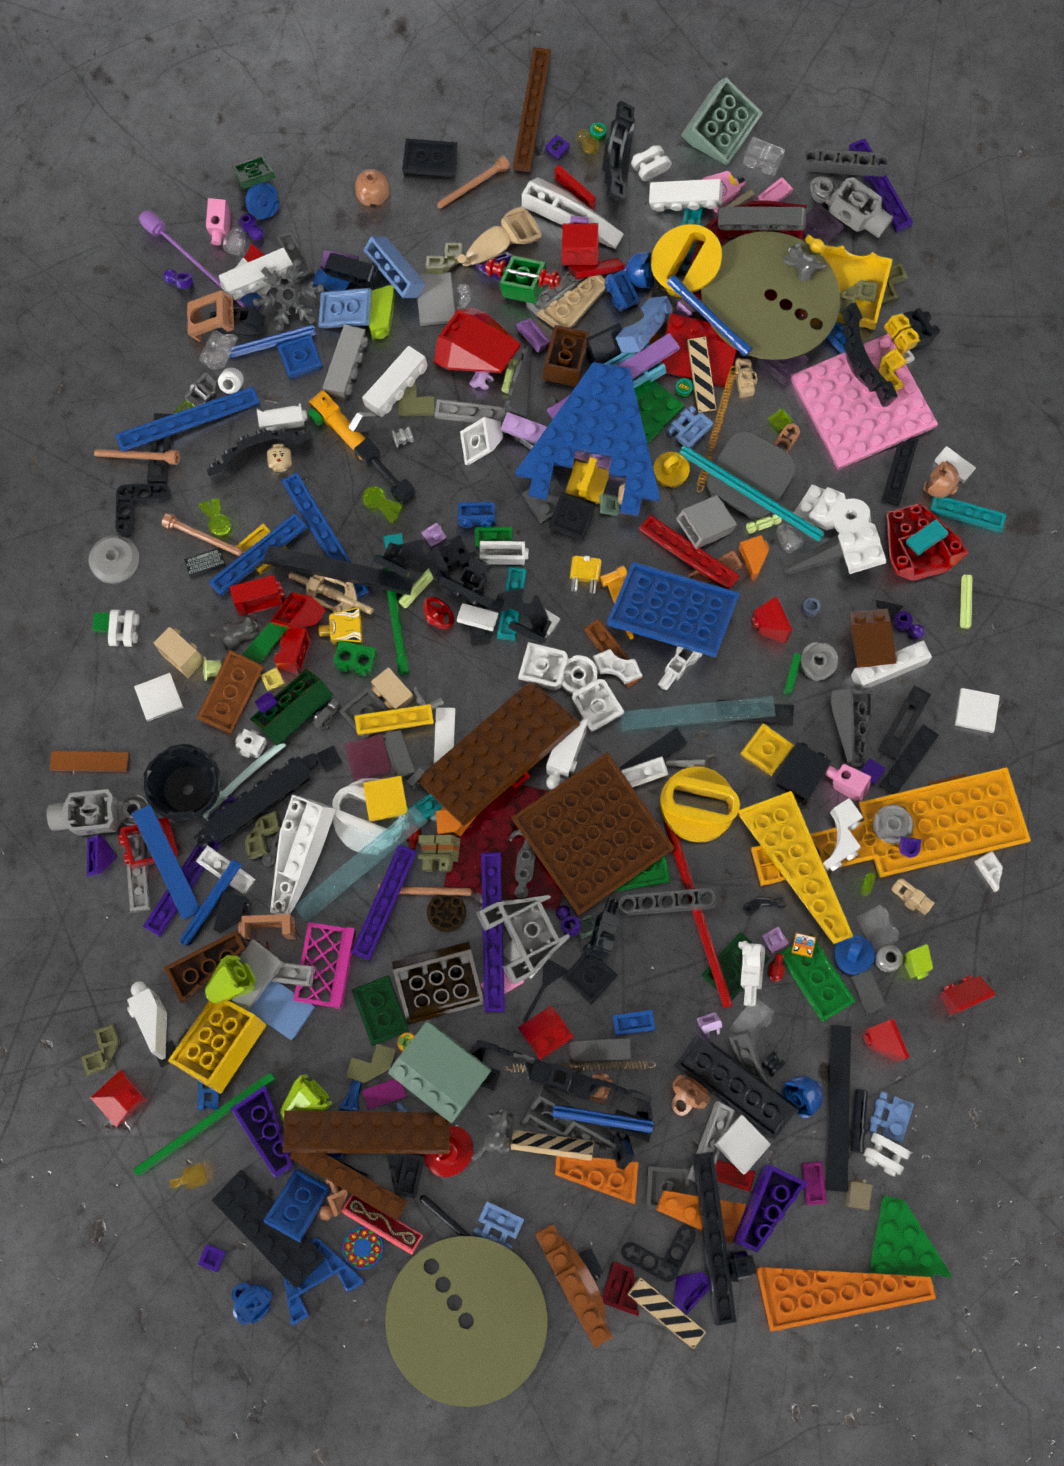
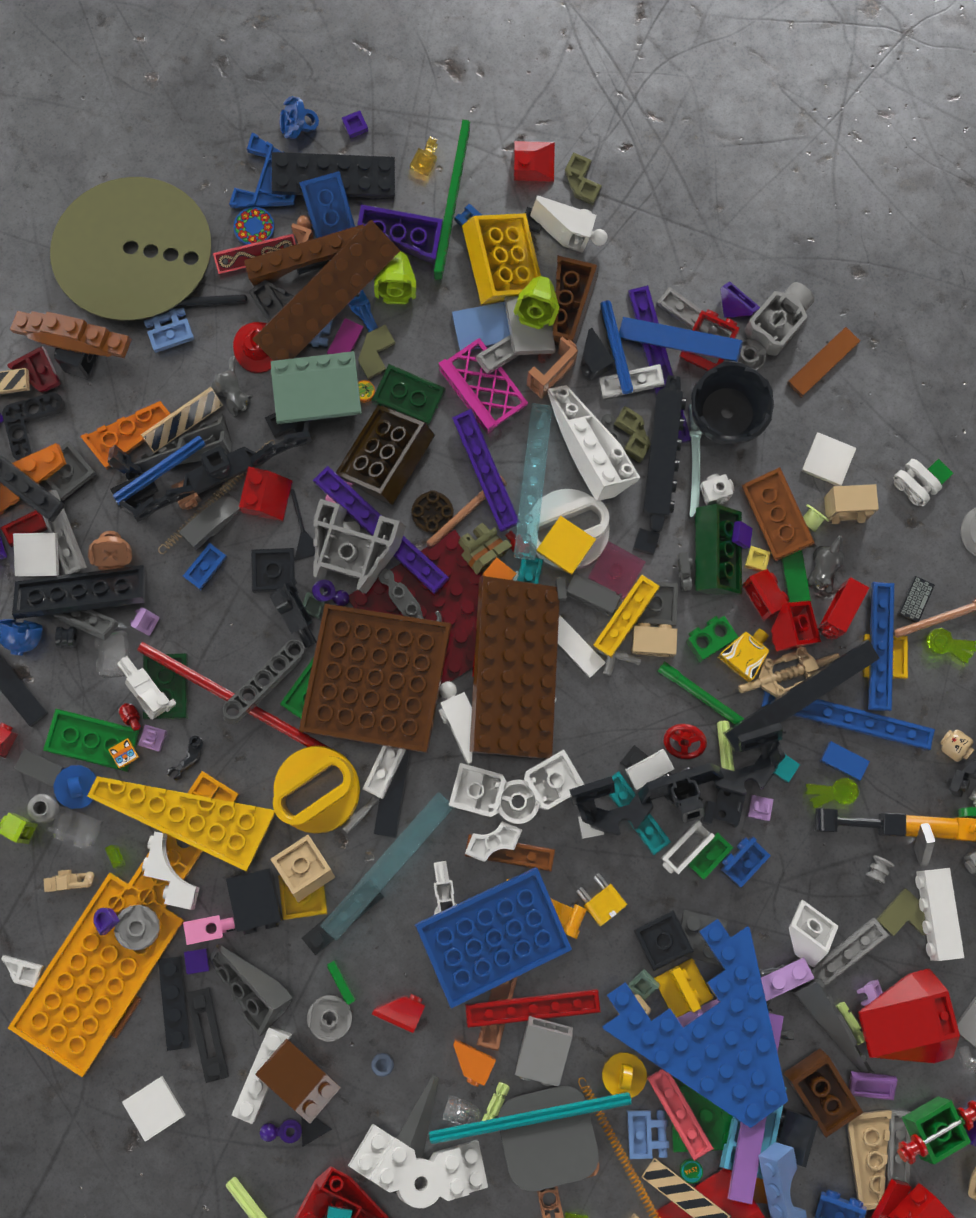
camera: 130 degrees right, 5 degrees up
(354, 514) = (844, 761): none -> blue tile
(660, 417) = (680, 1114): none -> coral tile
(753, 760) = (303, 868): none -> tan container

